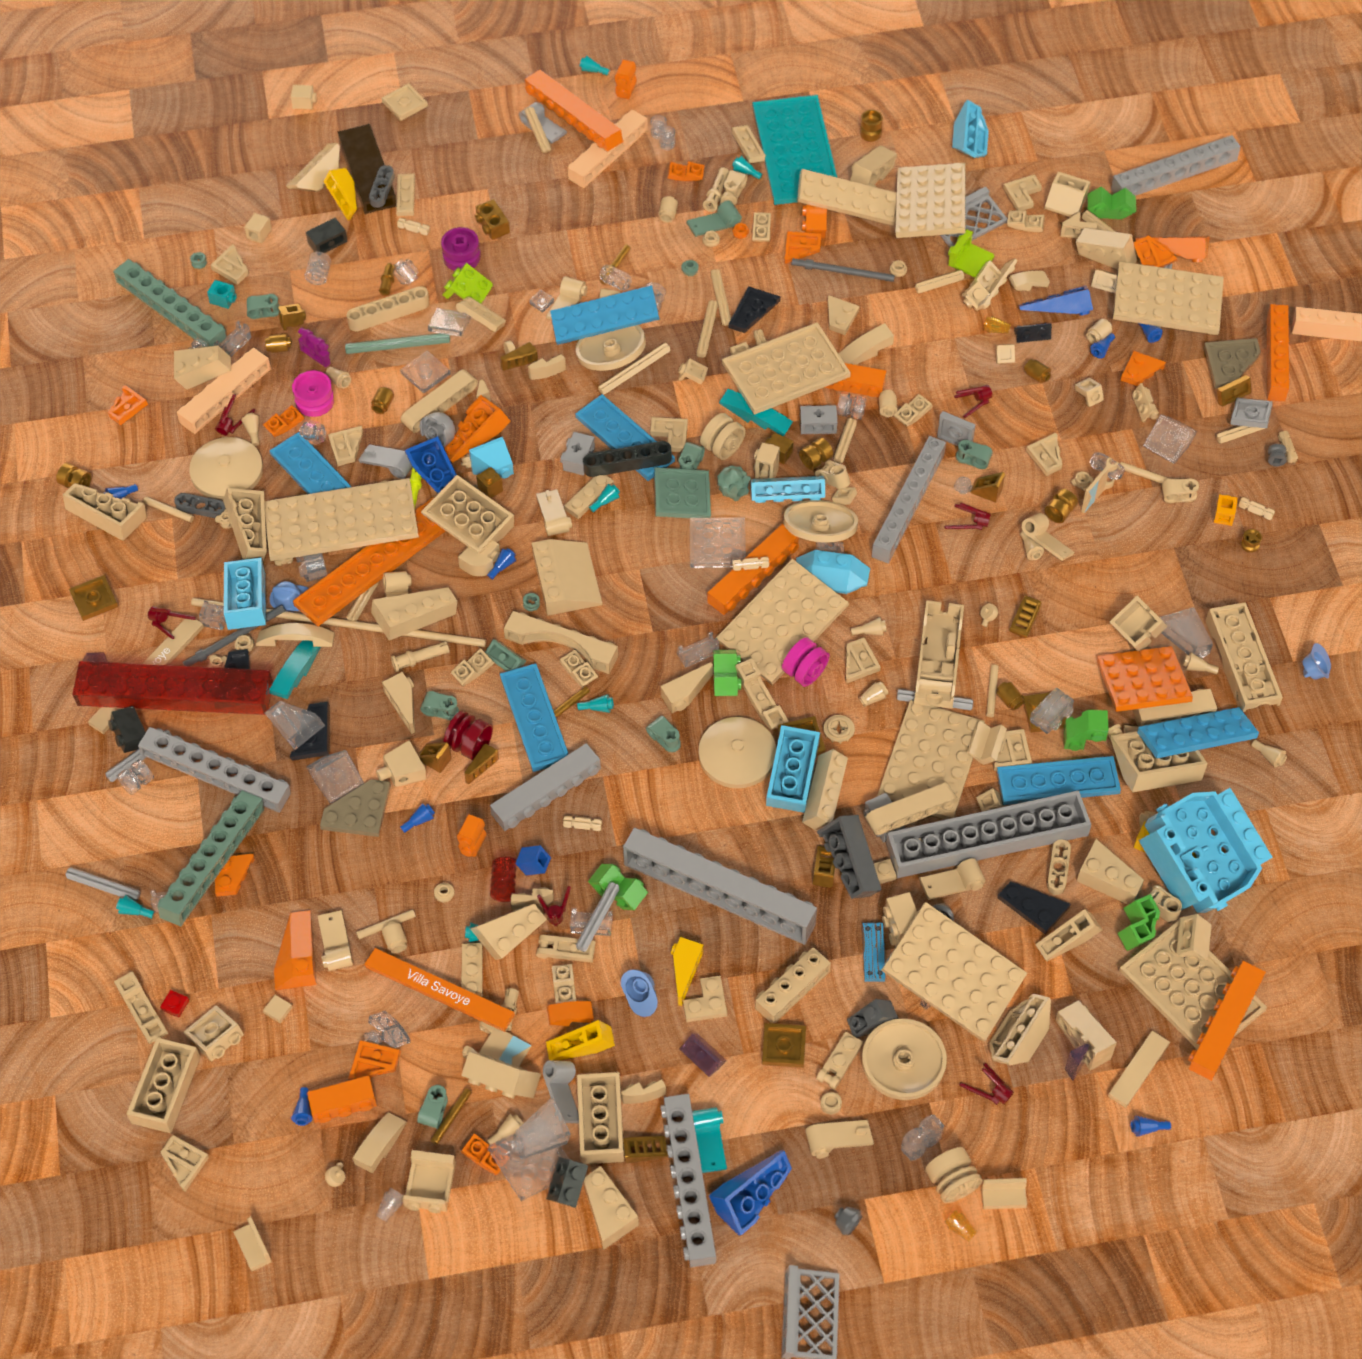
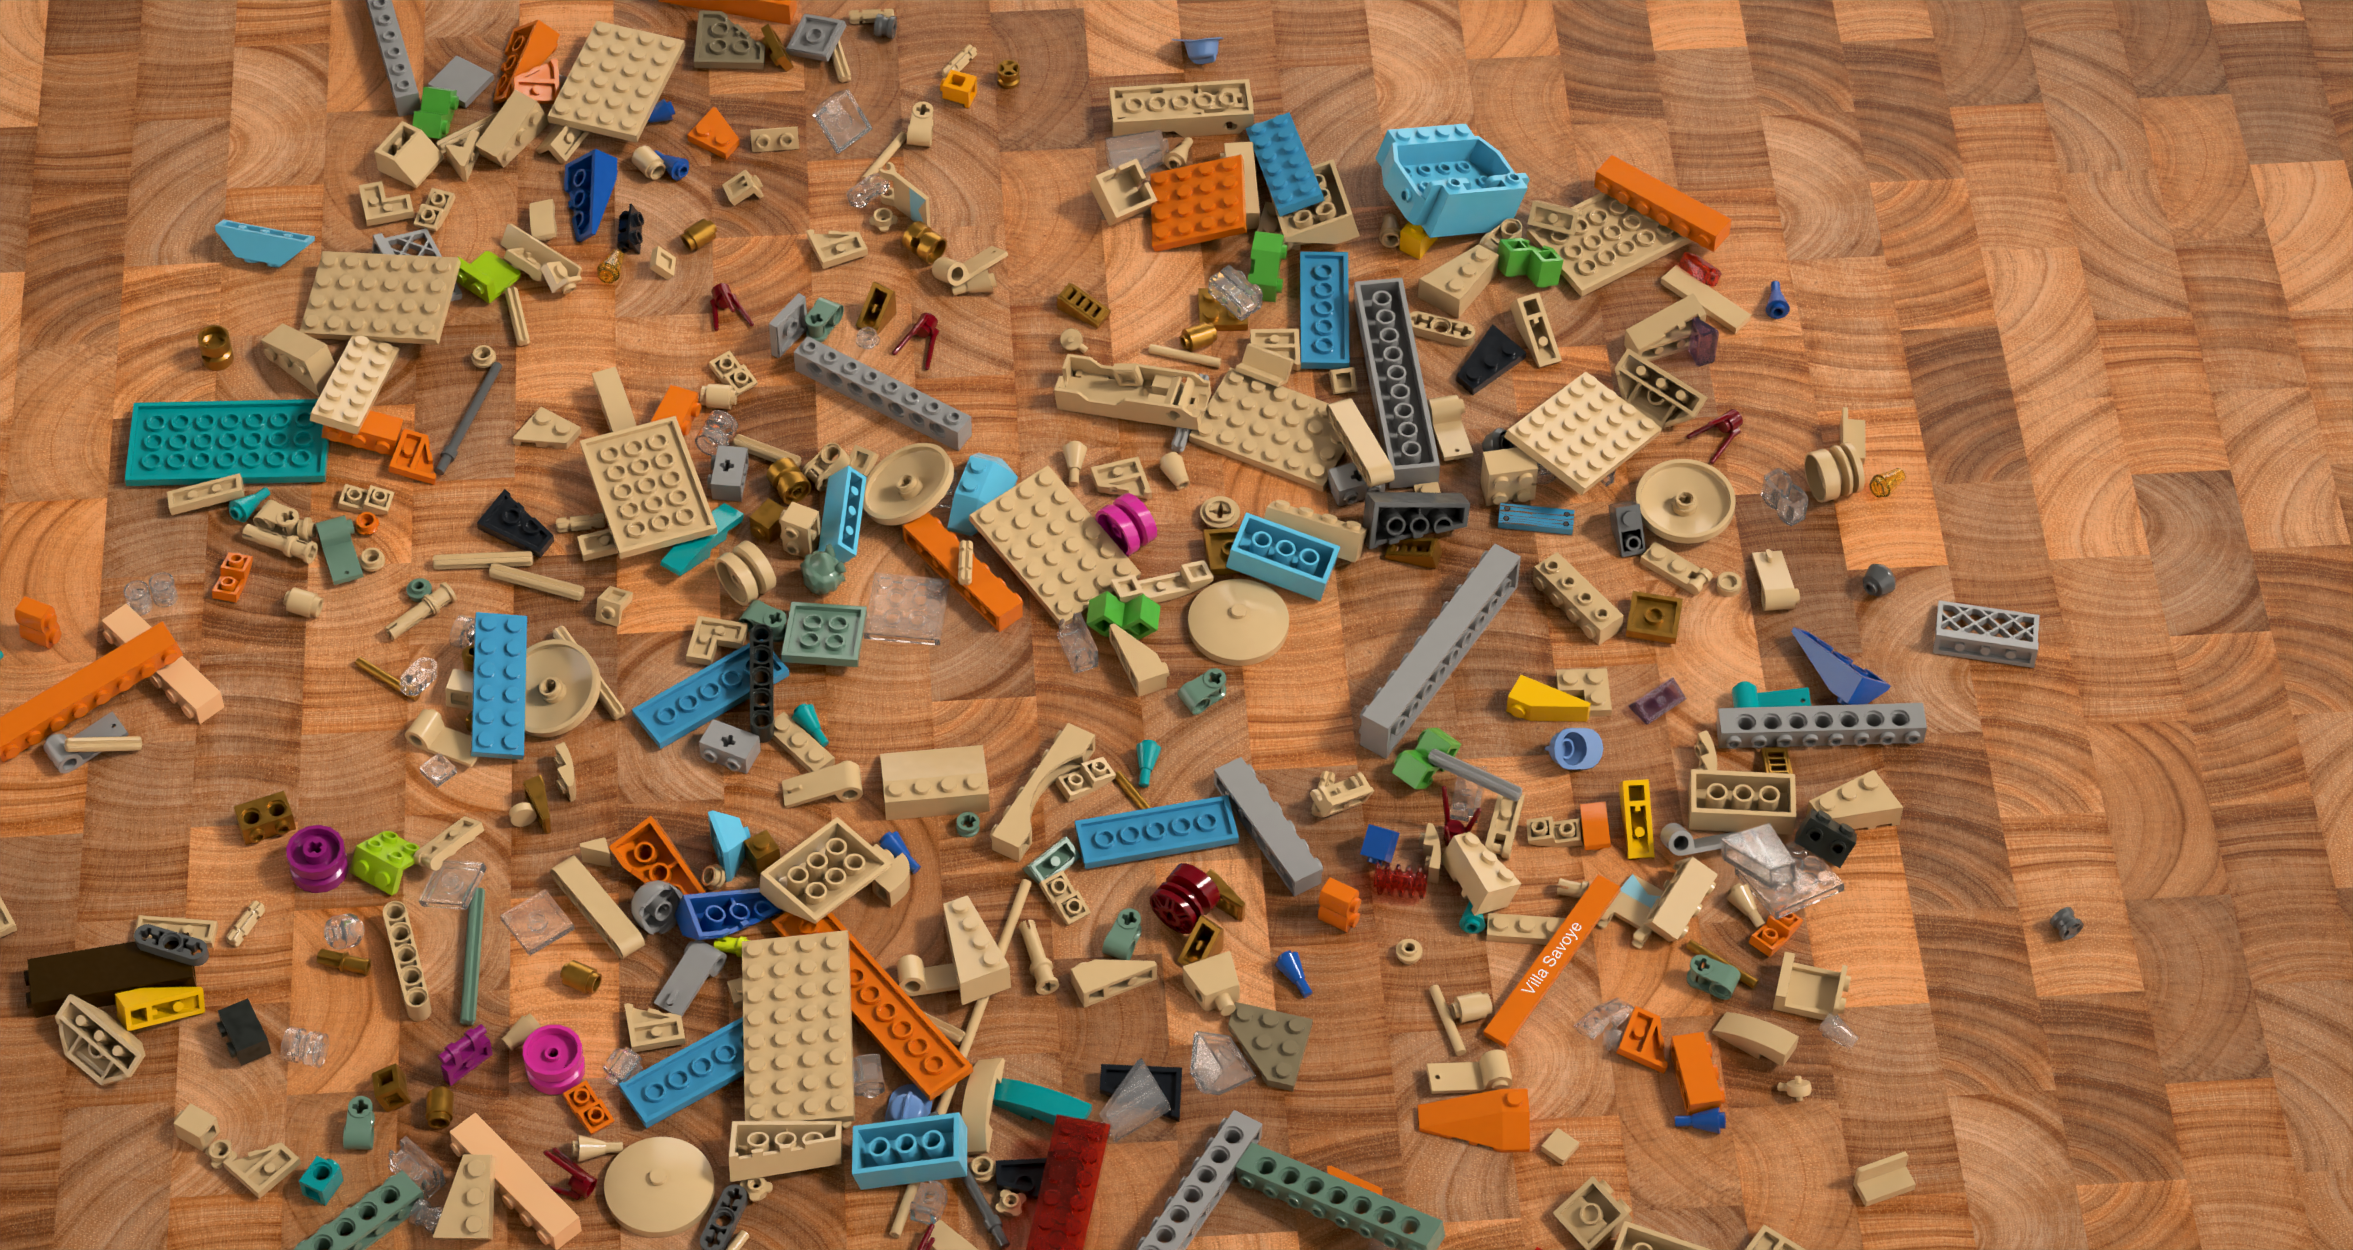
camera: 85 degrees left, 5 degrees down
(198, 264) = (243, 1215): sand green bush -> none
(242, 244) = (218, 1147): none -> tan plate
(577, 830) = (1342, 795): none -> tan hinge
(676, 274) = (430, 605): none -> tan pin
(1151, 216) = (465, 78): none -> light grey tile
(1166, 1058) = (1700, 269): none -> clear red beam
(1274, 755) = (1316, 109): tan cone -> none

